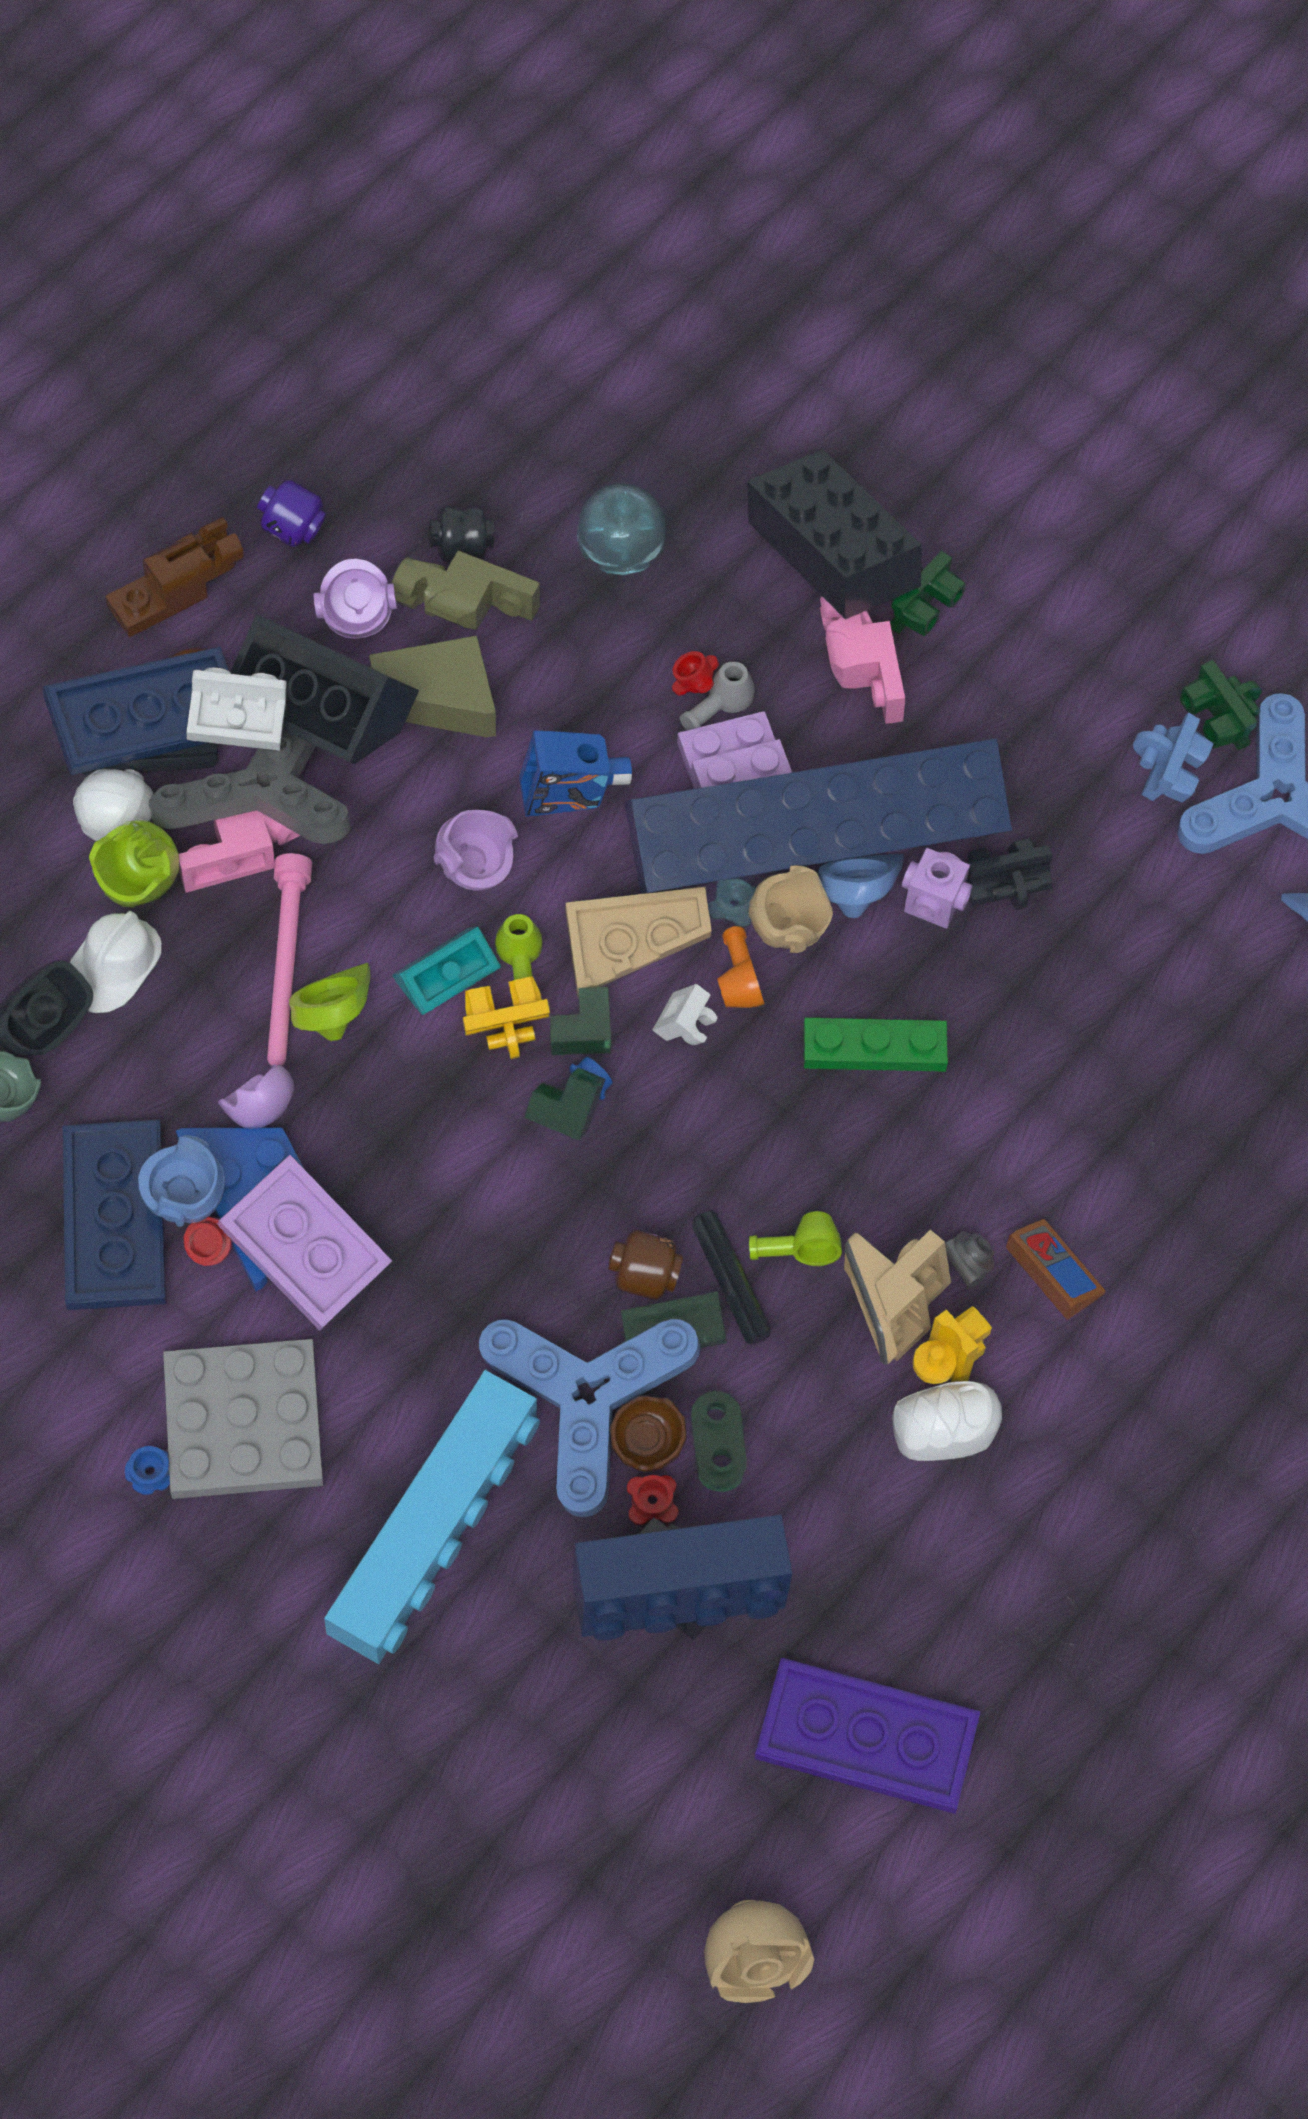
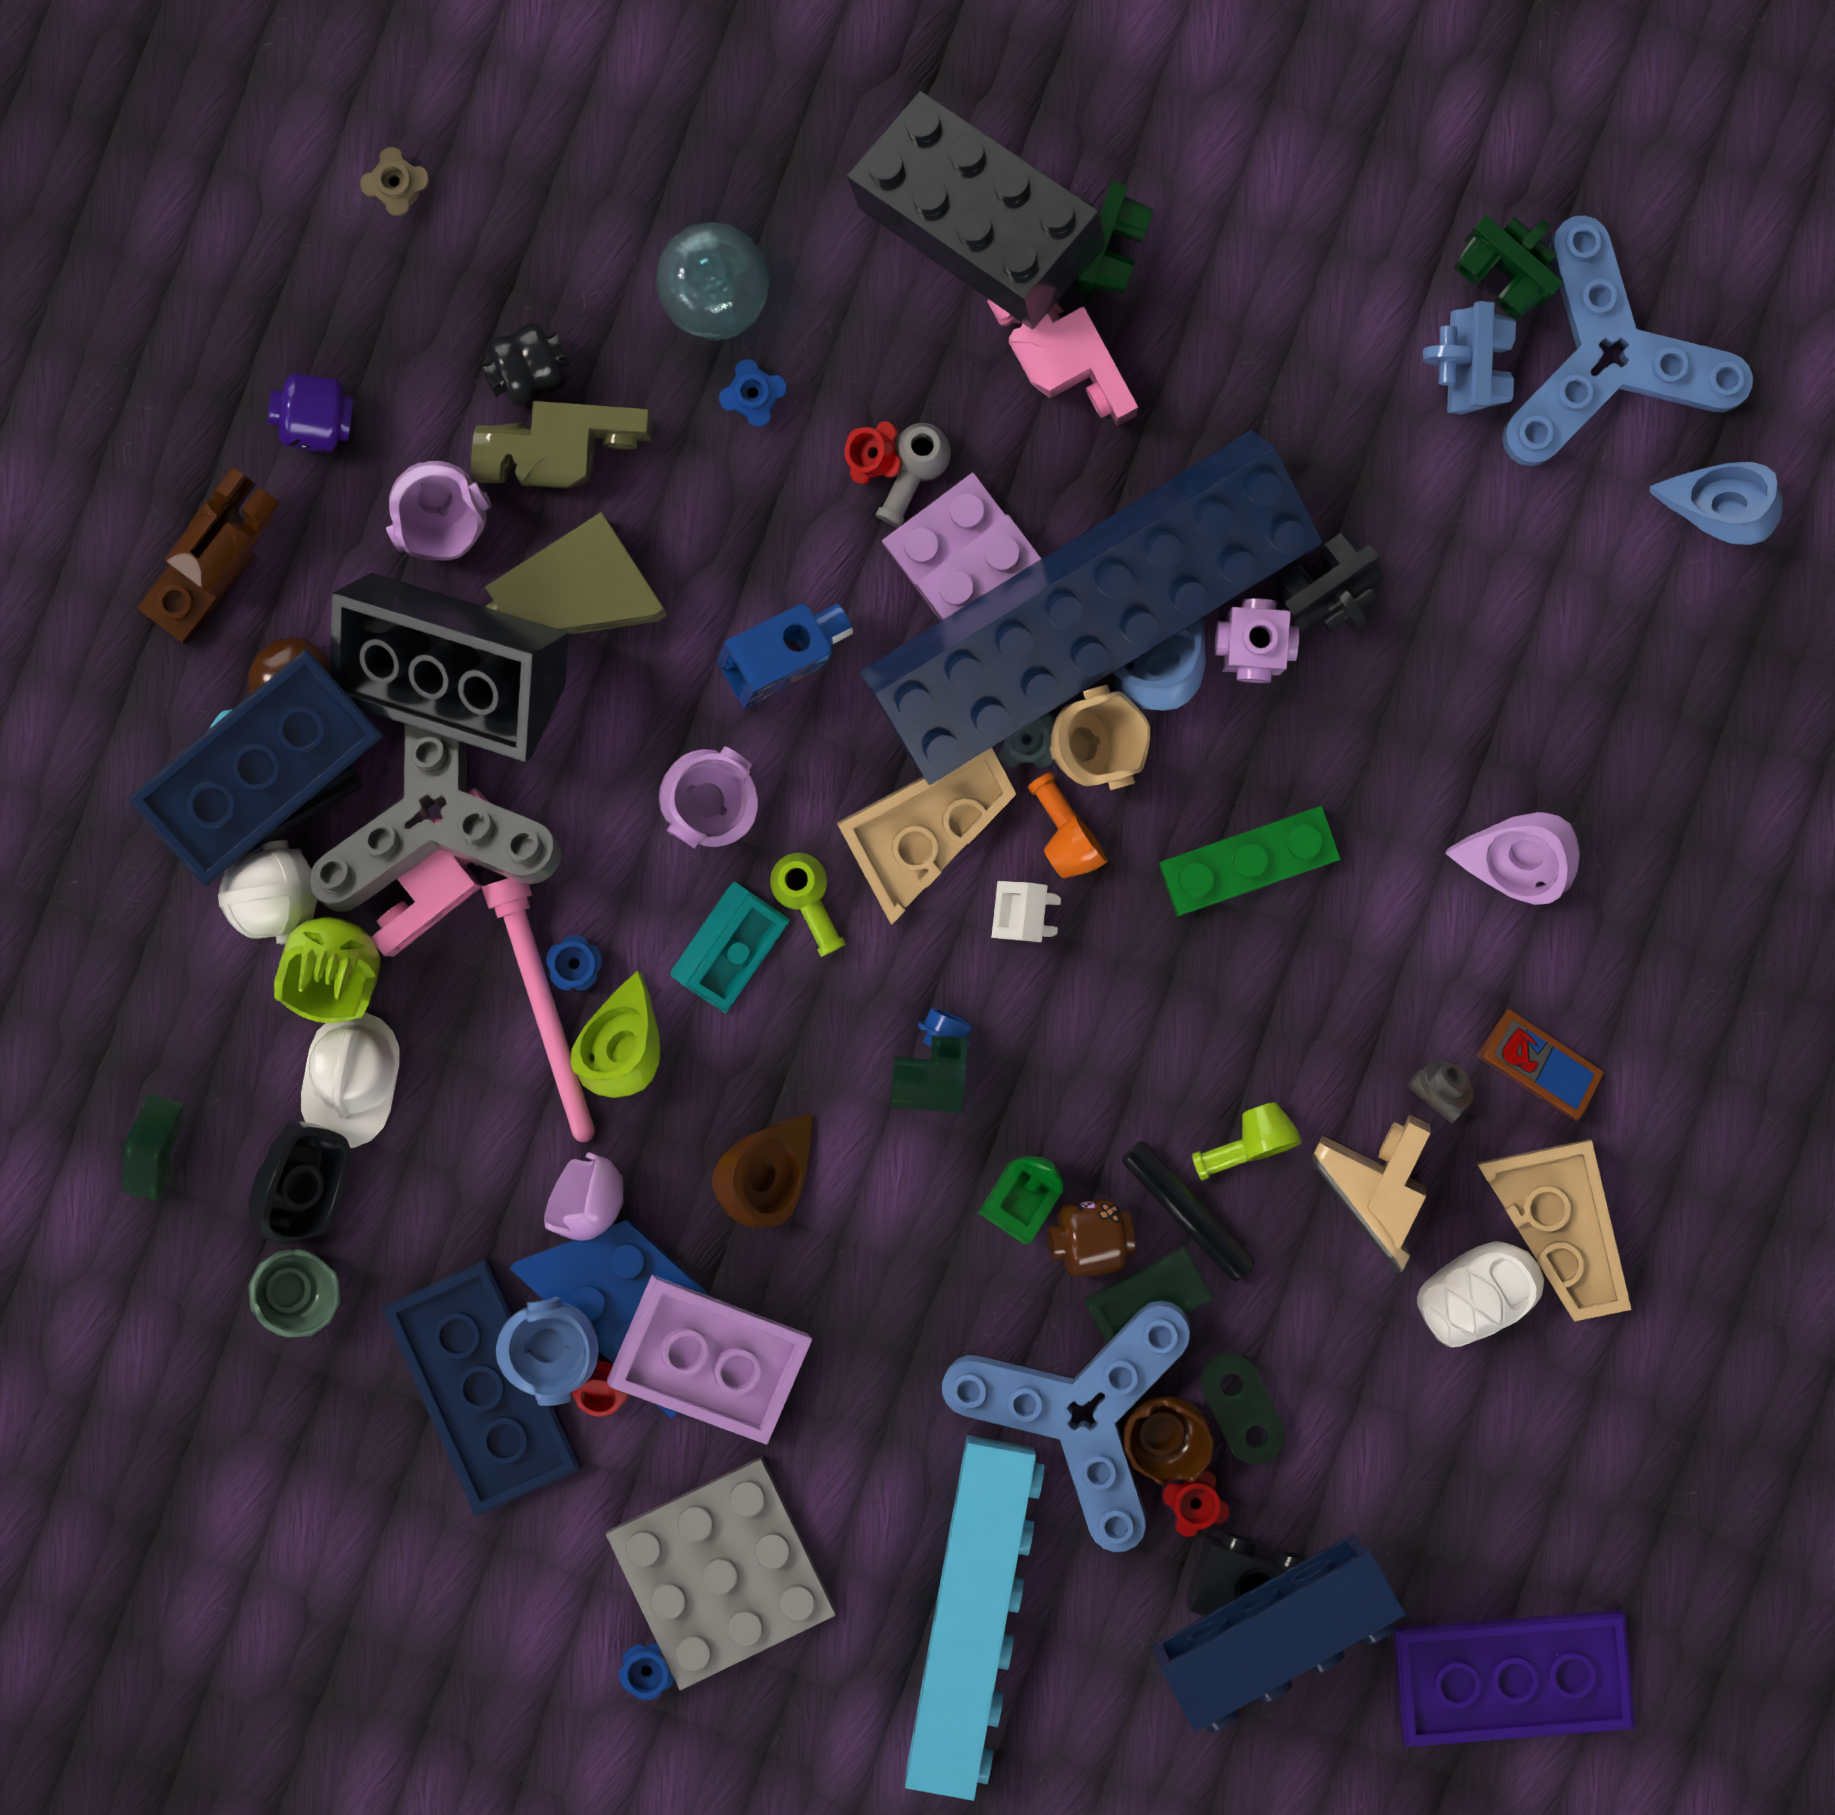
camera: 10 degrees left, 25 degrees up
(237, 709) = (365, 741): white bracket -> none
(321, 926) = (558, 962): none -> blue plate
(404, 1128) = (764, 1173): none -> reddish brown piece
(418, 407) = (396, 198): none -> dark tan plate
(526, 1007) = (826, 998): yellow hips -> none
(587, 1031) = (923, 967): clear green piece -> none
(604, 1215) = (1023, 1197): none -> green plate
(621, 620) = (756, 409): none -> blue plate
(952, 1347) = (1467, 1224): yellow hips -> none
(1035, 1388) = (1565, 1221): none -> tan wing
(1093, 1105) = (1522, 854): none -> lavender piece

